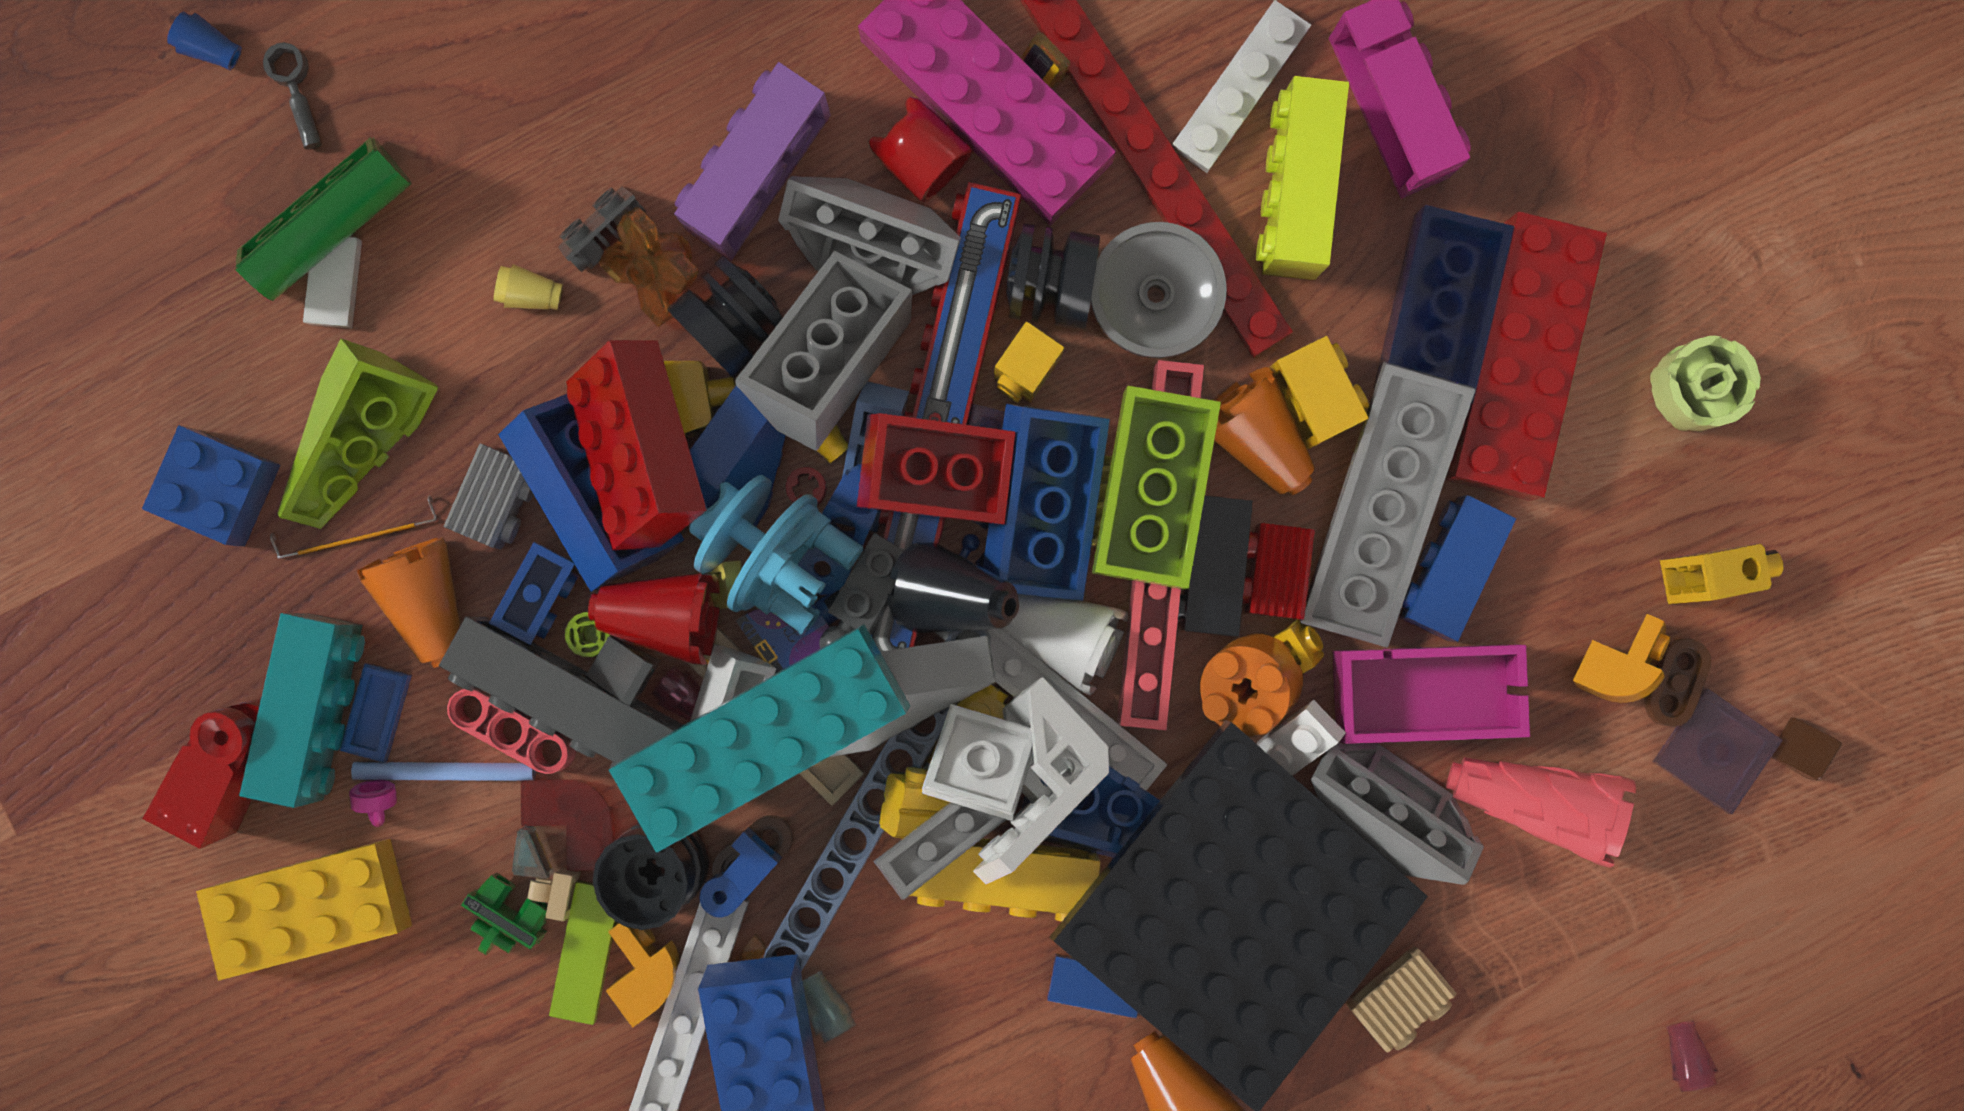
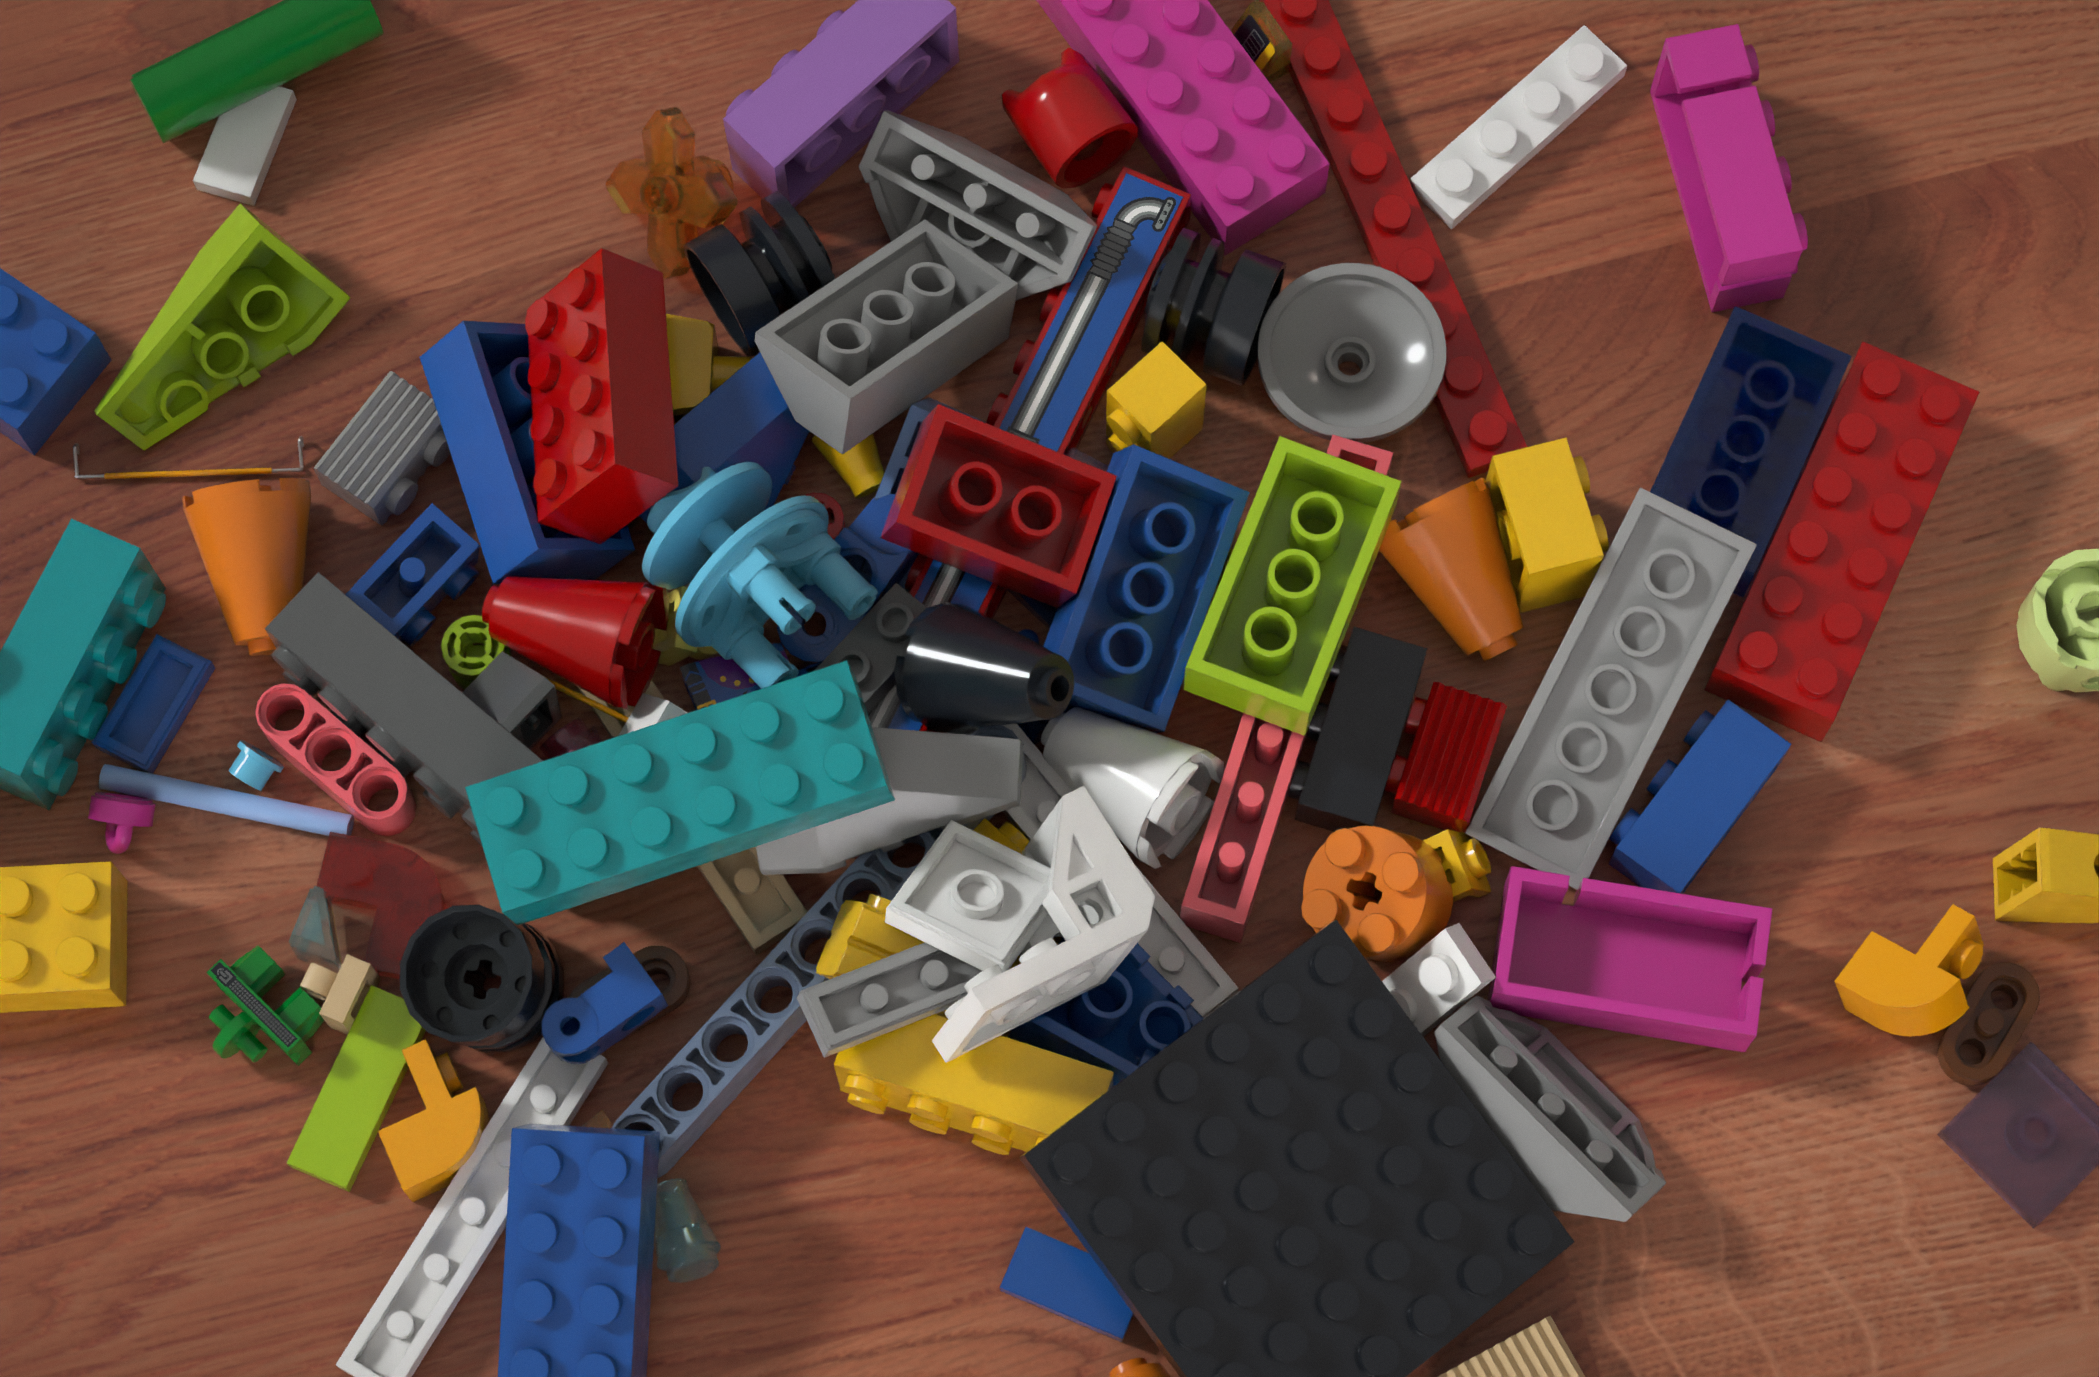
camera: 15 degrees right, 15 degrees down
(456, 743) = (254, 765): none -> medium azure piece
(526, 289) = (500, 196): light yellow cone -> none
(578, 236) = (585, 141): dark grey hinge -> none
(1304, 178) = (1573, 247): neon yellow brick -> none
(1551, 803) = (1780, 1150): coral cone -> none

